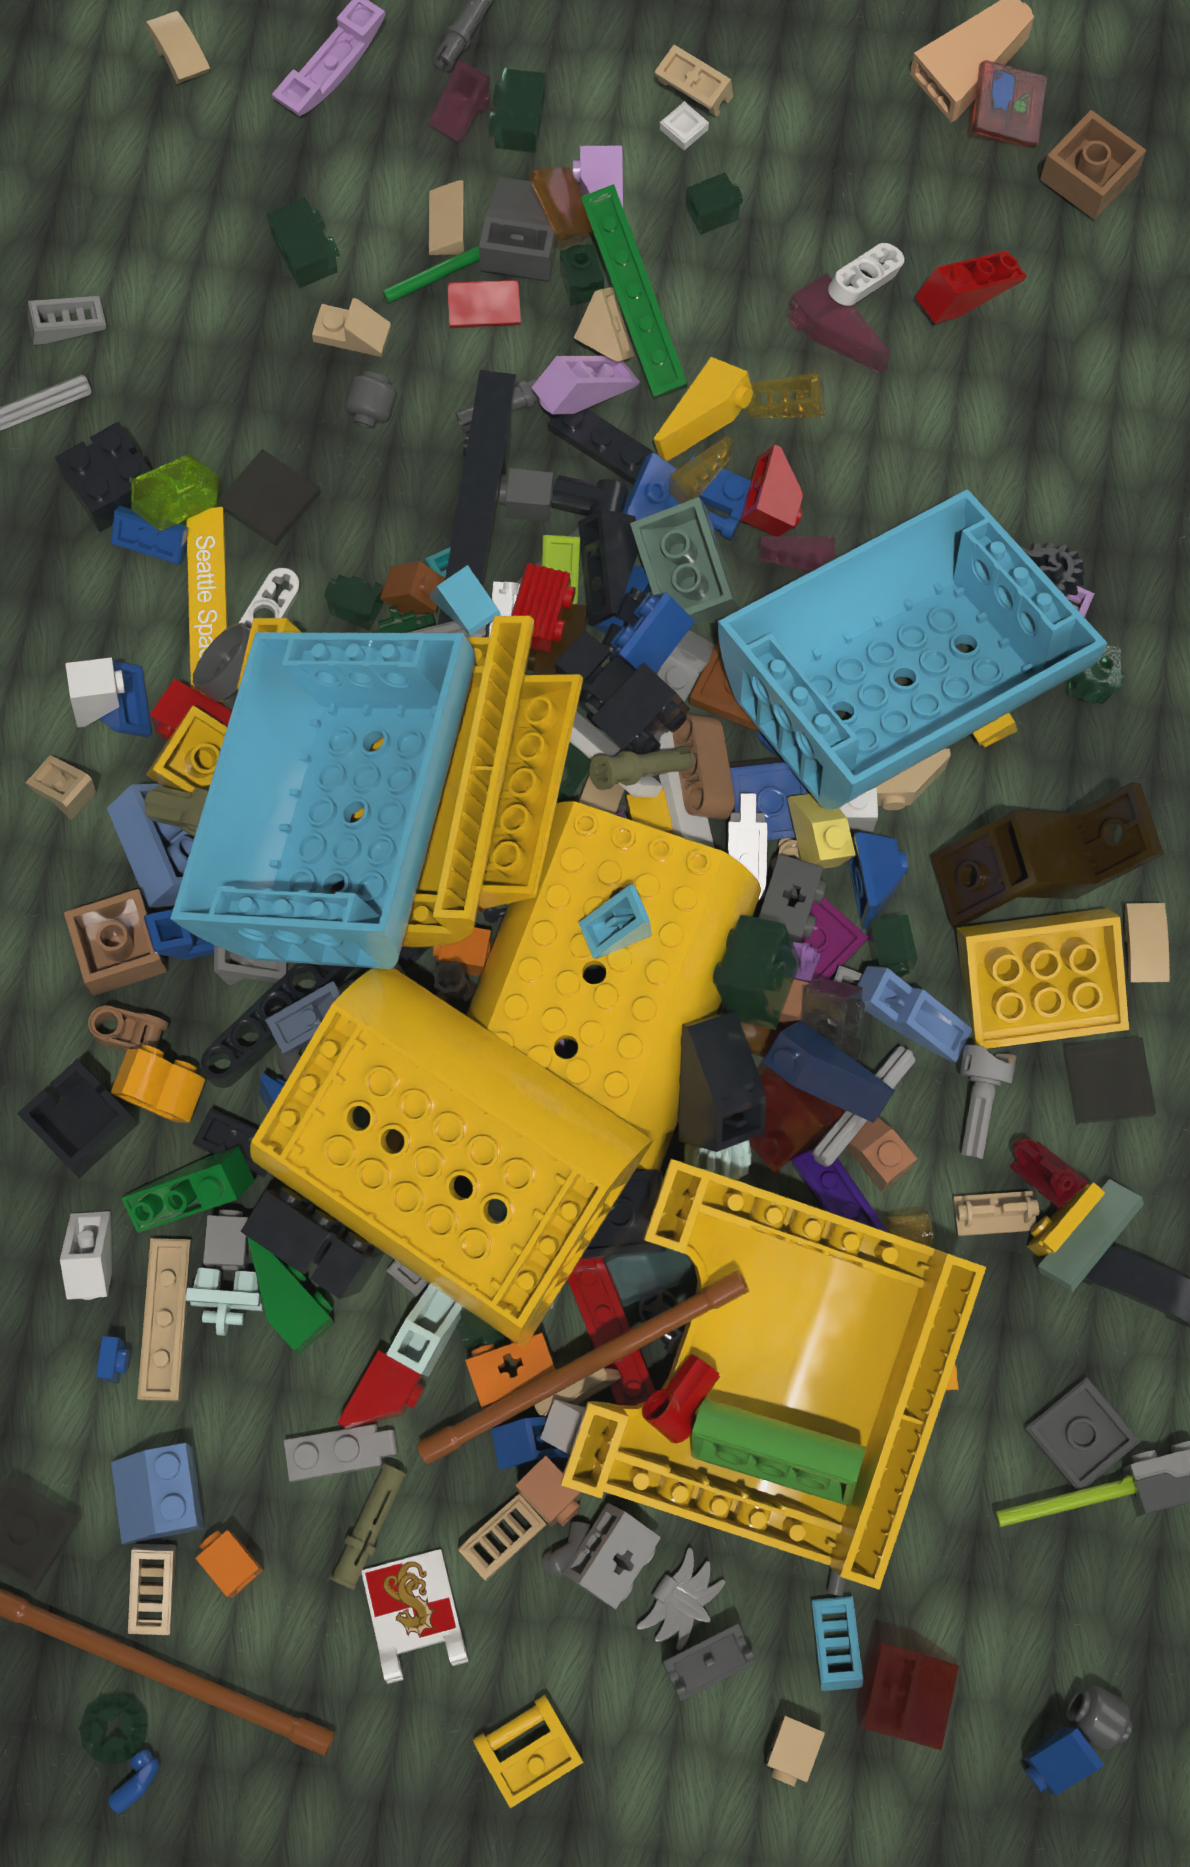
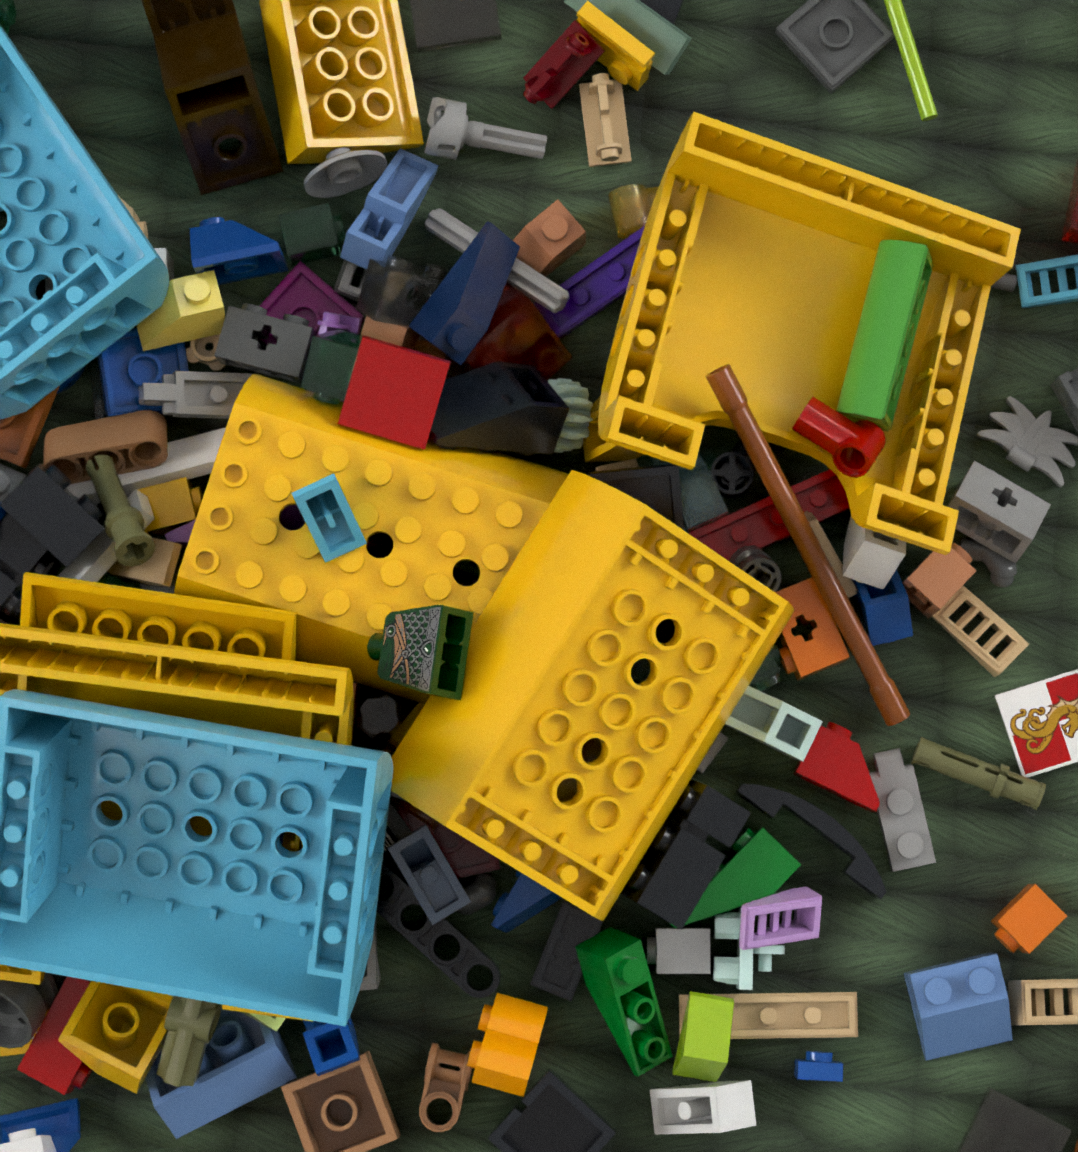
camera: 85 degrees left, 10 degrees up
(150, 1256) = (704, 1037): none -> lime slope
(237, 1347) = (803, 927): none -> lavender slope
(287, 1409) = (859, 868): none -> black slope
(490, 999) = (424, 649): none -> dark green torso
(574, 1324) = (755, 561): none -> dark grey wheel
(730, 989) = (394, 392): none -> red tile
(946, 973) = (344, 172): none -> light grey dish

